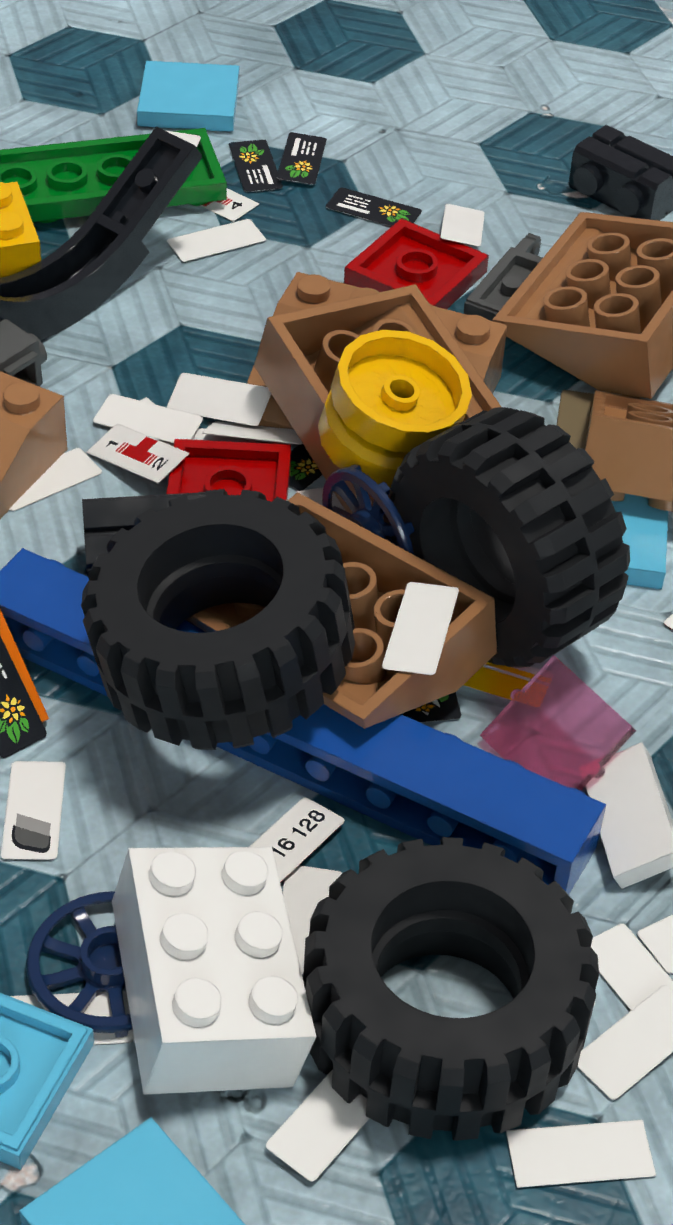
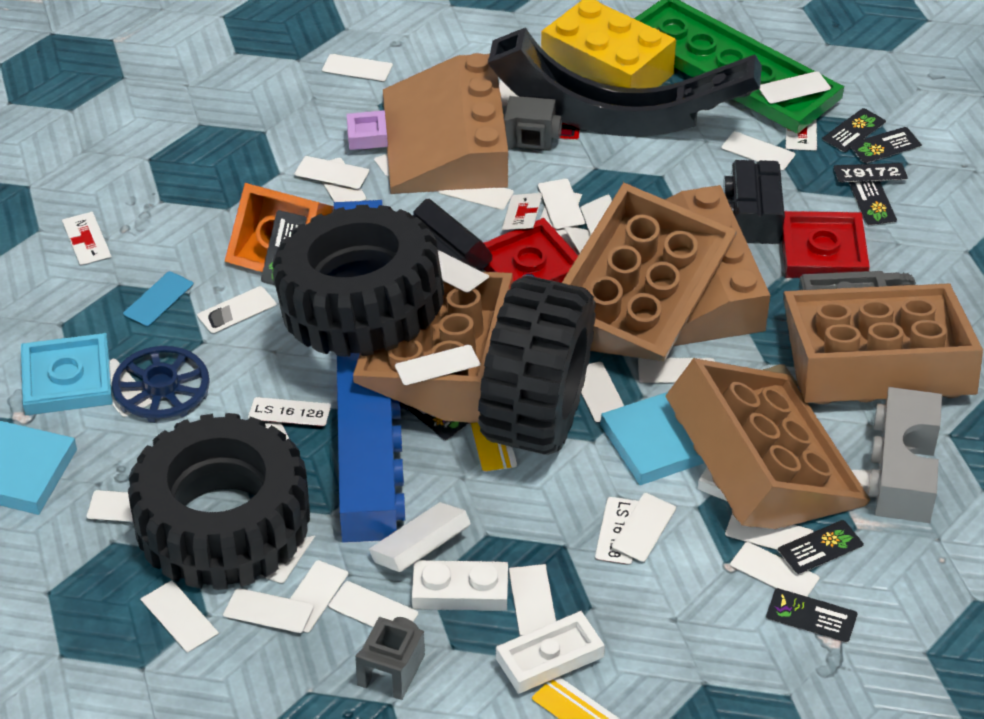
camera: 60 degrees right, 0 degrees up
(188, 96) = (885, 66): medium azure tile -> none
(211, 970) = (158, 393): white brick -> none
(310, 252) = (756, 199): none -> black brick
(333, 188) = (870, 172): none -> black sticker
(390, 398) = (594, 254): yellow wheel -> none
(462, 225) = (894, 243): white sticker -> none
(558, 728) = (449, 476): clear pink piece -> none

